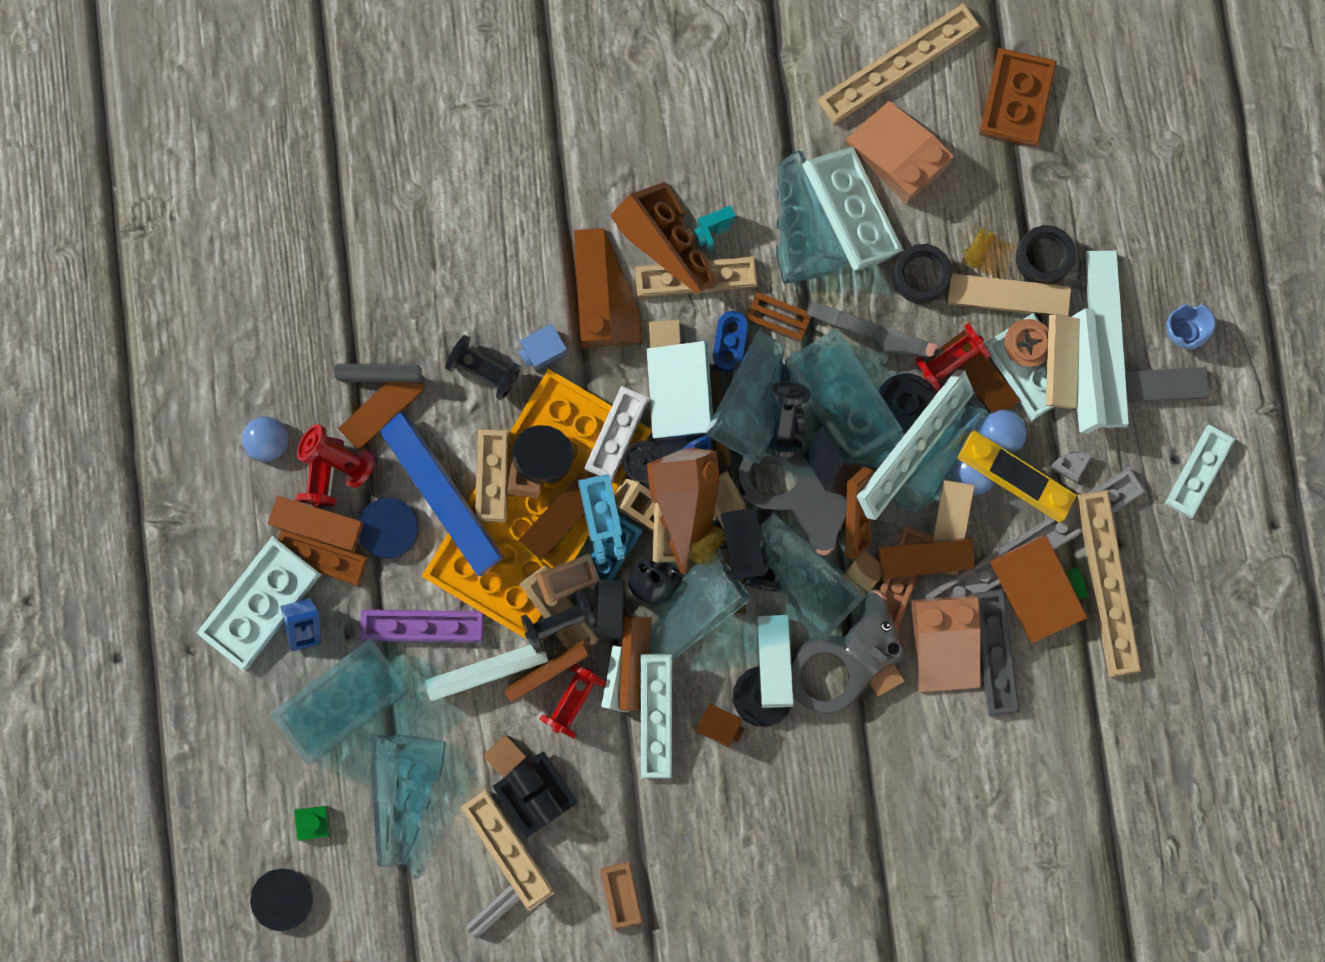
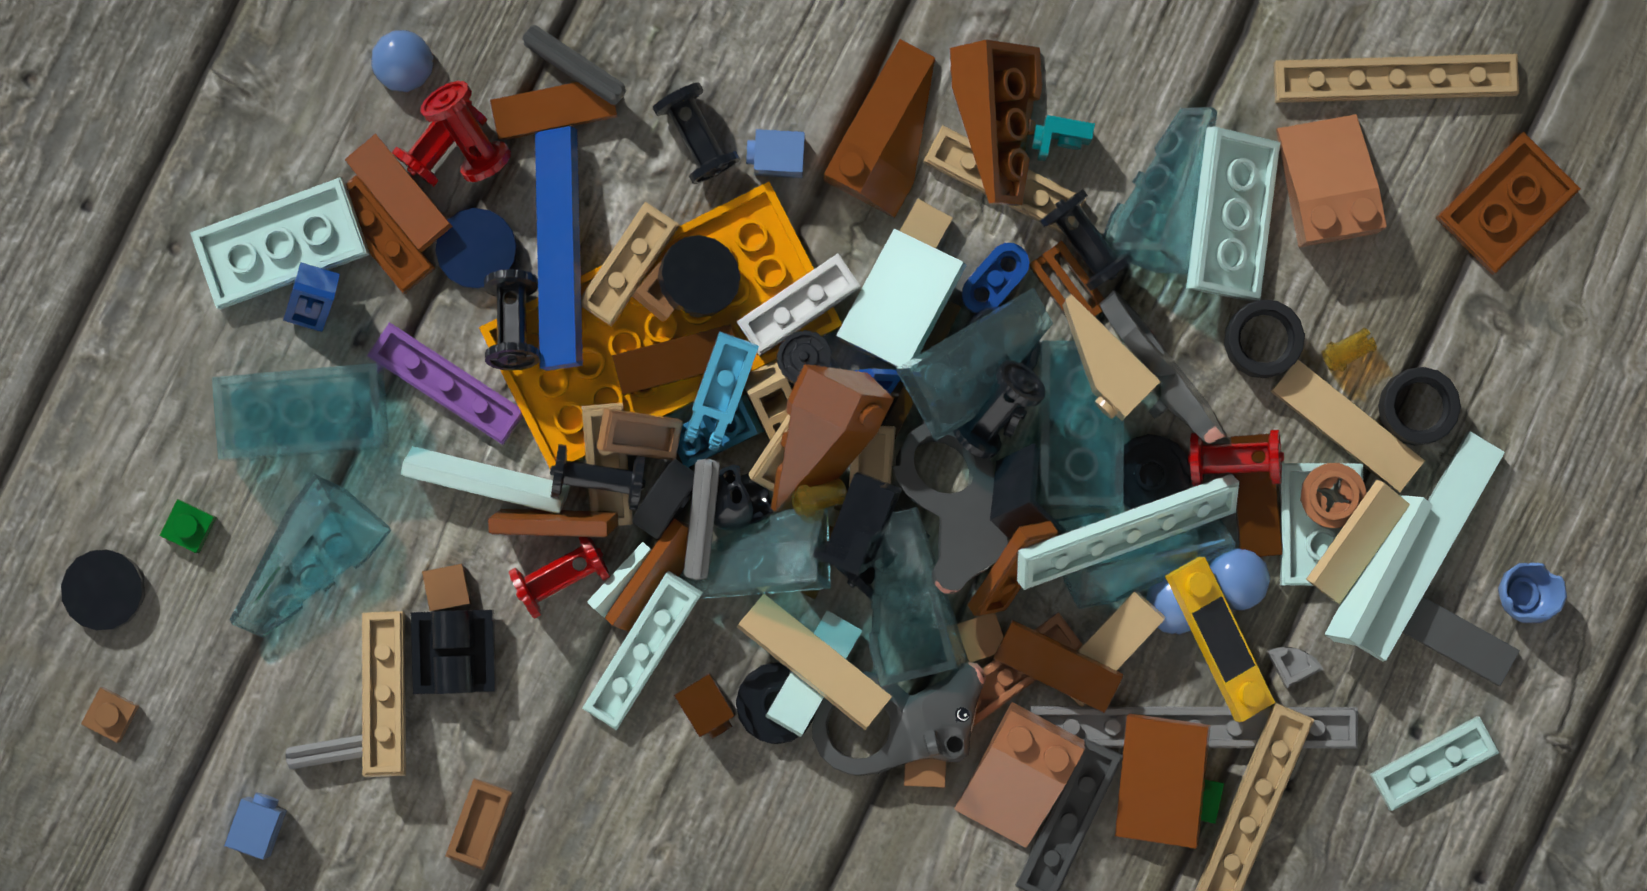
camera: 30 degrees right, 5 degrees up
(452, 575) = (512, 347): none -> black hose
(642, 606) = (701, 519): none -> light grey axle
(771, 652) = (814, 661): none -> tan tile
(773, 280) = (1087, 240): none -> black hose
(839, 347) = (1110, 367): none -> tan slope

